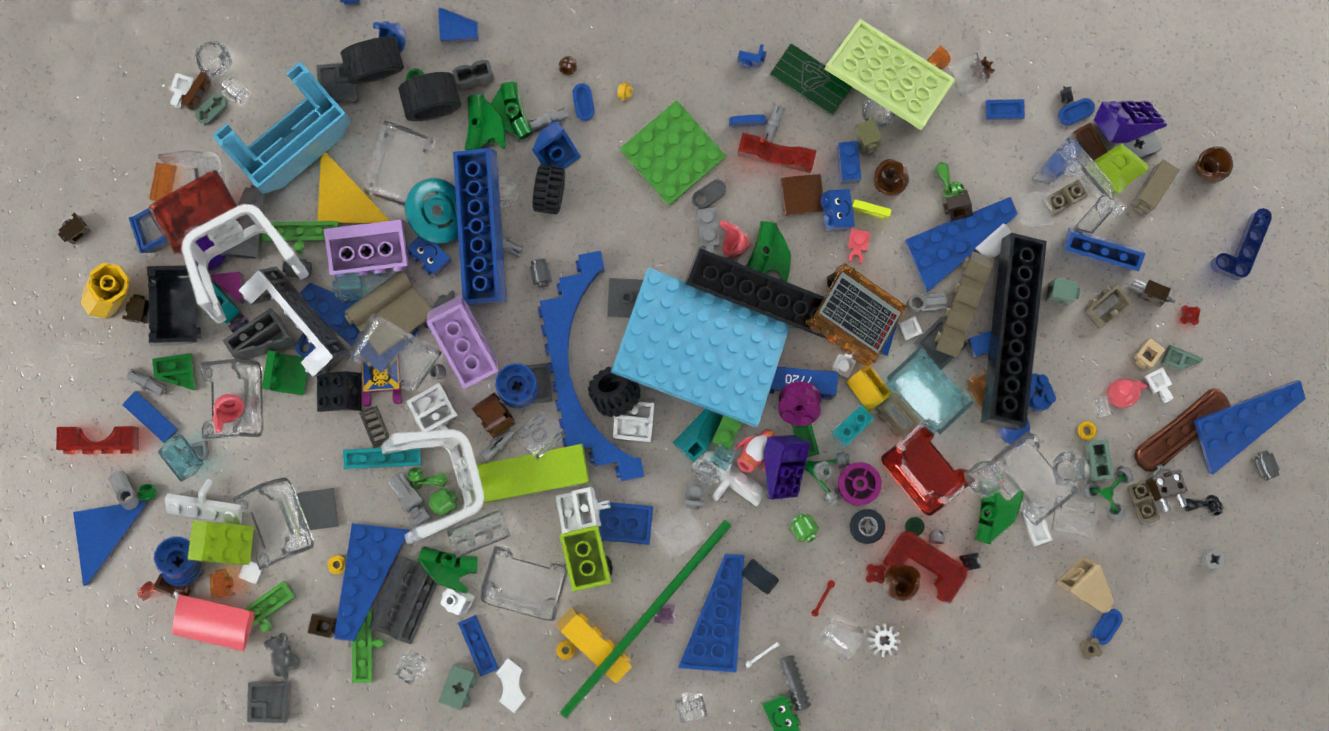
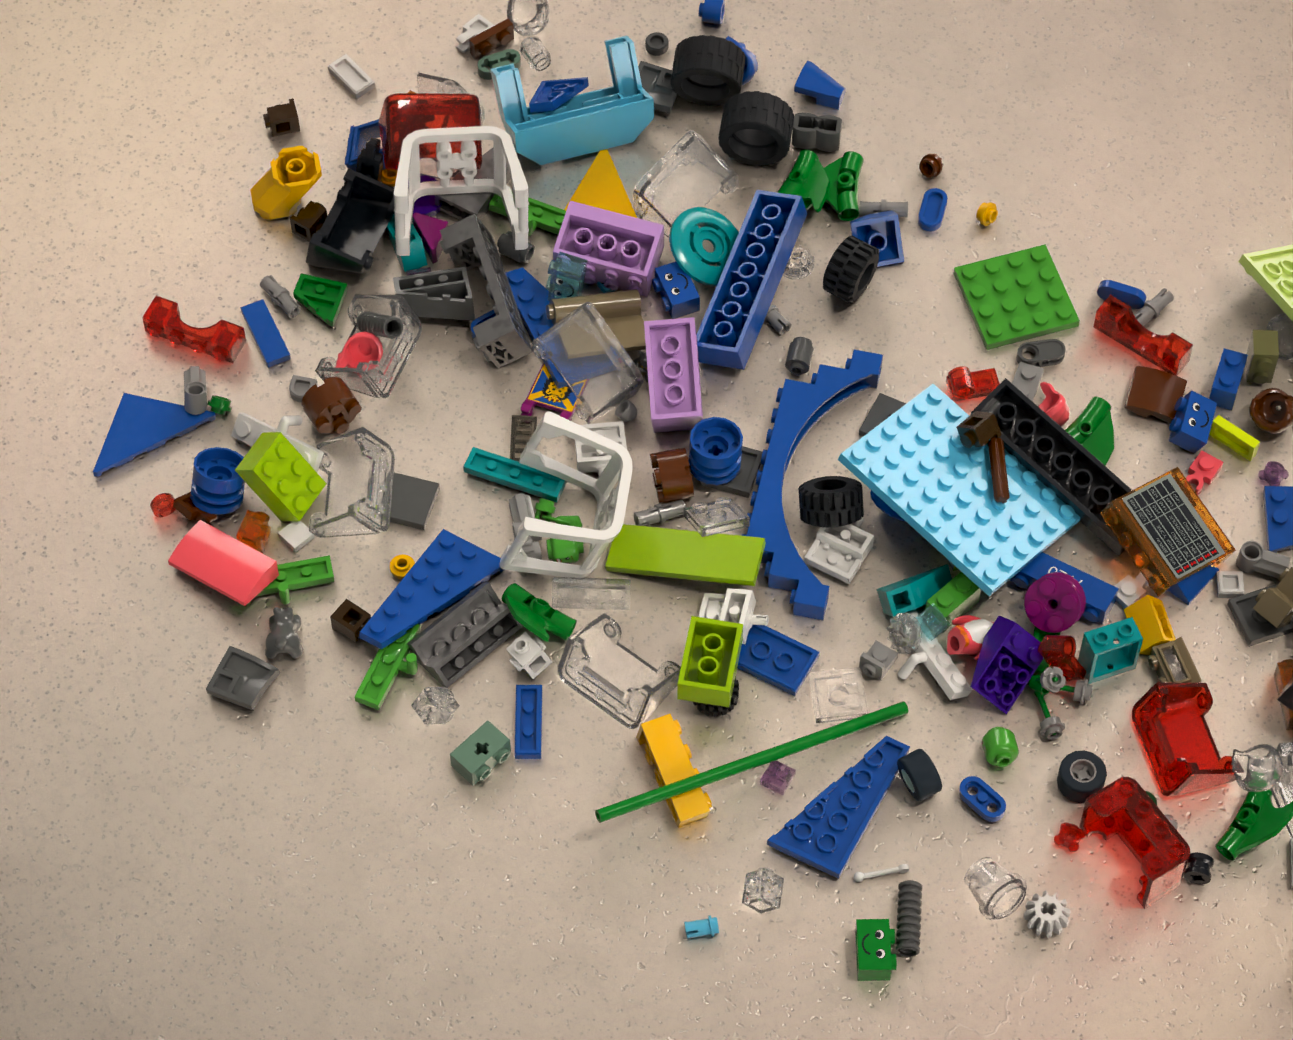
camera: 20 degrees right, 25 degrees down
(106, 167) = (351, 76): none -> white tile
(161, 252) = (370, 160): none -> black hinge
(180, 457) = (279, 381): clear light blue brick -> none
(227, 464) = (331, 406): none -> reddish brown brick
(232, 385) = (380, 324): none -> dark grey piece
(266, 125) = (555, 93): none -> blue wing
(284, 373) = (444, 345): green bracket -> none
(320, 40) = (656, 44): none -> dark grey tile
(339, 391) = (500, 384): black bracket -> none
(512, 693) = (551, 770): white tile -> none
(570, 645) = (634, 774): yellow plate -> none
(672, 243) = (969, 385): none -> clear red plate
(697, 299) = (978, 429): none -> dark brown brick
(723, 322) = (998, 470): none -> reddish brown axle
(749, 59) = (1155, 235): blue bracket -> none
(807, 571) = (984, 799): none -> blue plate
(810, 79) = (1218, 284): dark green tile -> none
(815, 612) = (1005, 828): clear red hinge -> none
(820, 445) = (1060, 652): none -> clear red plate
(848, 483) = (1092, 722): magenta wheel -> none
(901, 582) = (1099, 852): reddish brown piece -> none
(907, 221) = (1273, 468): none -> clear purple plate
(929, 391) = (1225, 648): clear light blue windscreen -> none

